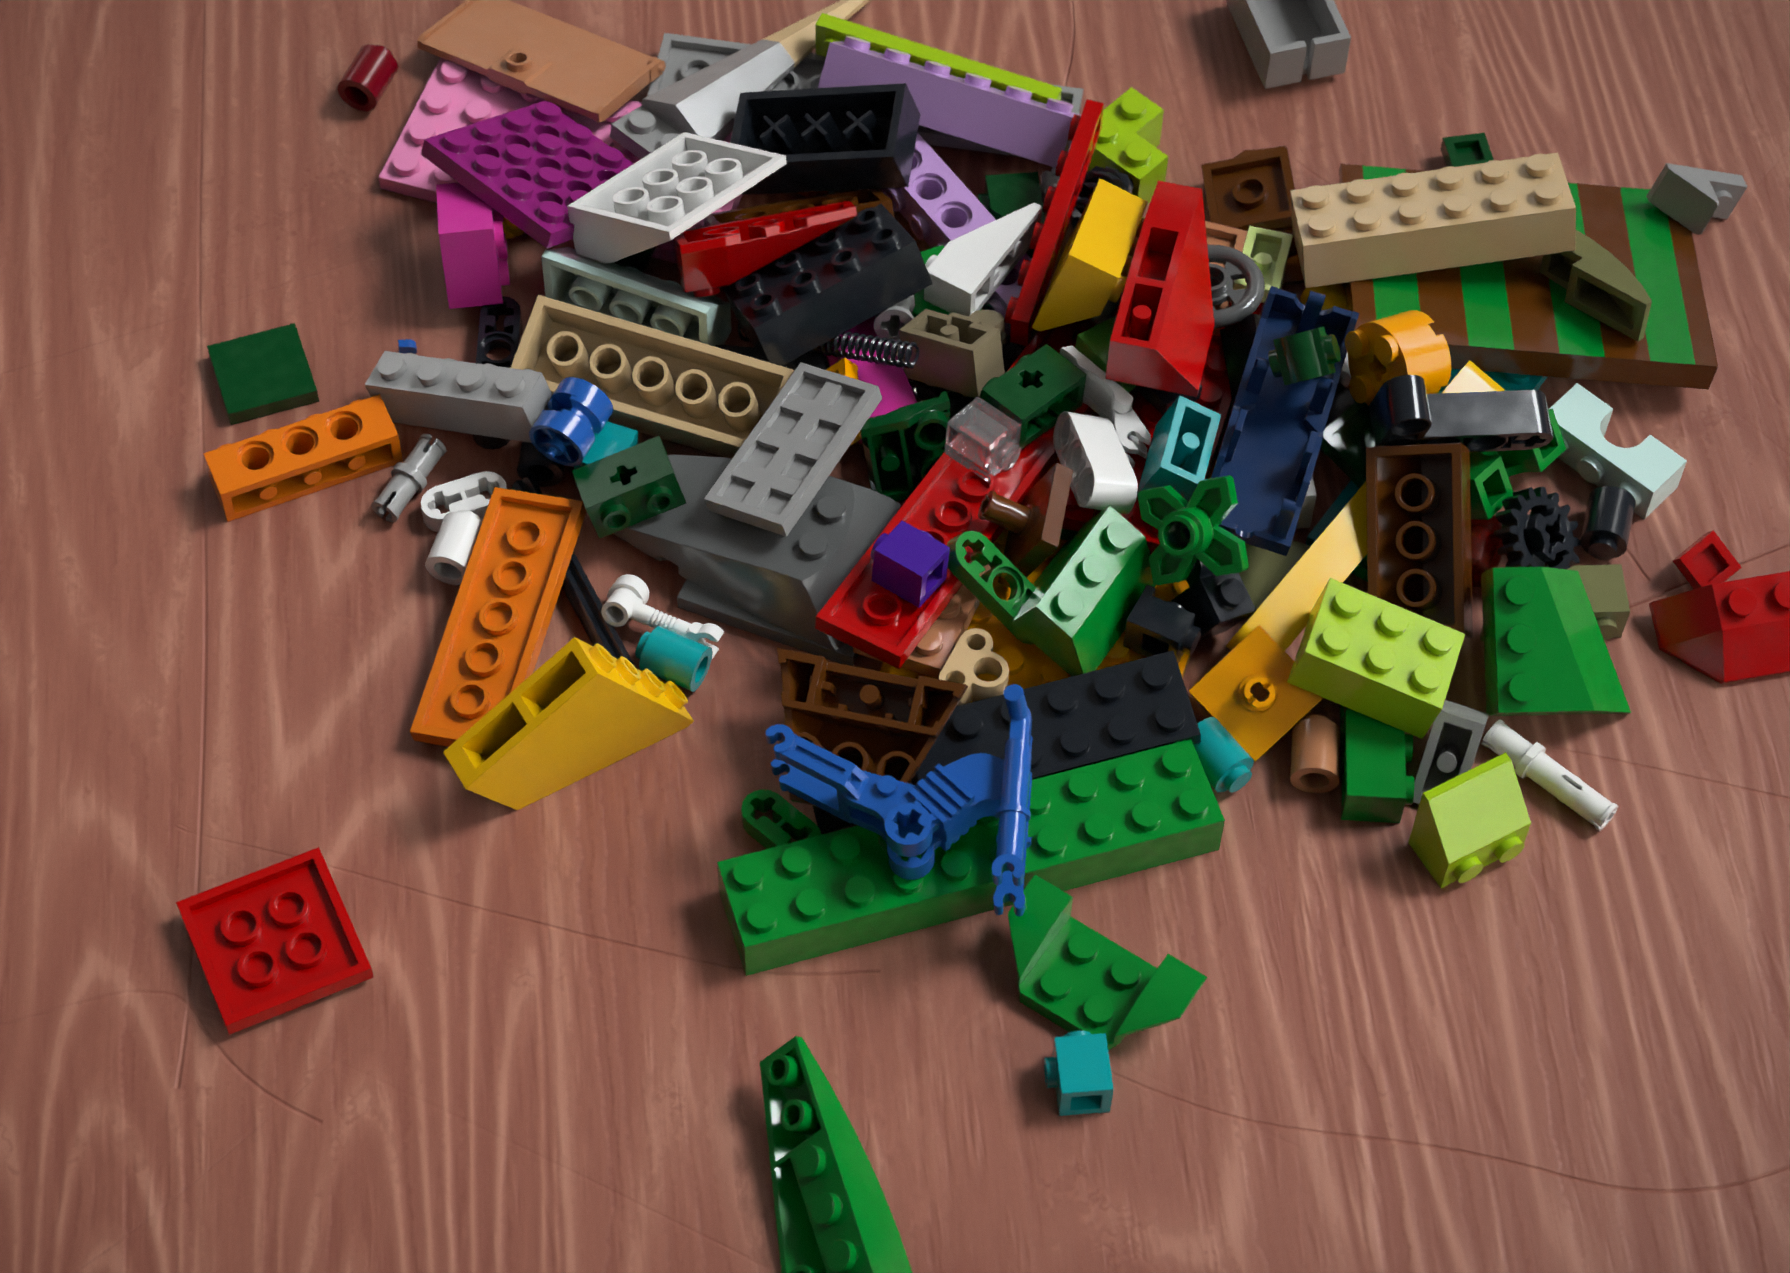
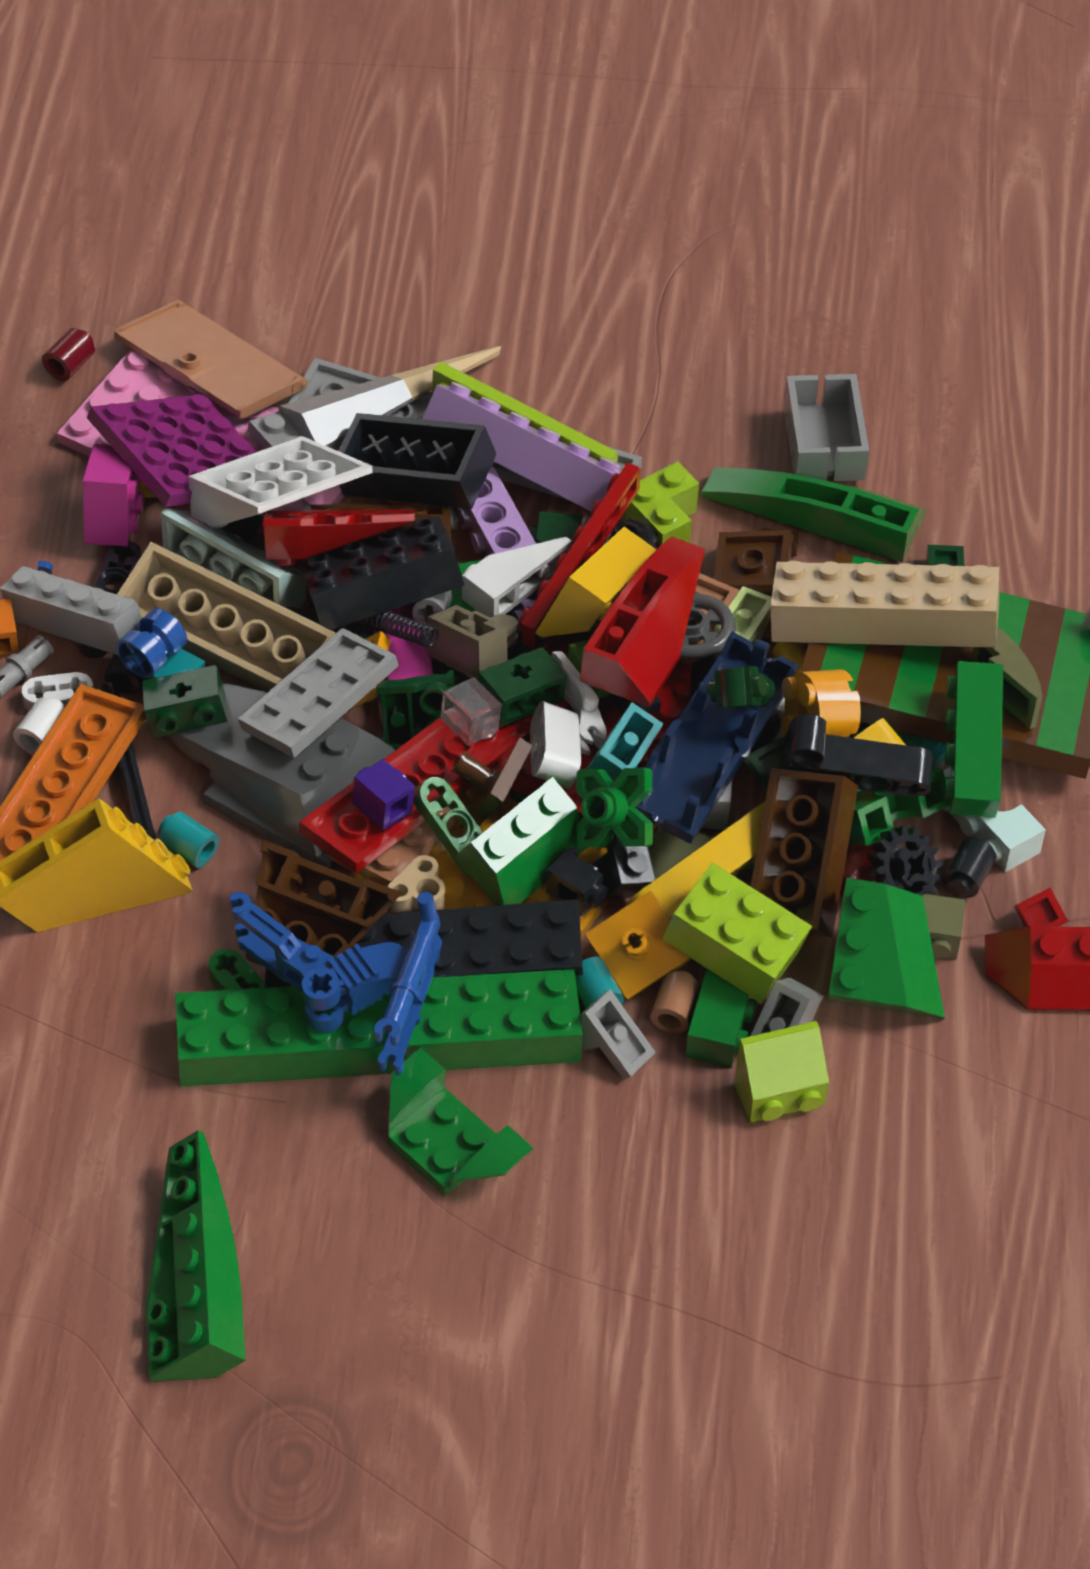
camera: 10 degrees right, 5 degrees down
(628, 600) = (166, 787): white brick -> none
(1080, 1073) = (416, 1204): teal brick -> none
(1260, 810) = (613, 1030): none -> light grey slope
(1305, 114) = (821, 507): none -> green wedge
(1533, 762) = (850, 1039): white pin -> none
(1584, 366) = (975, 739): none -> green brick

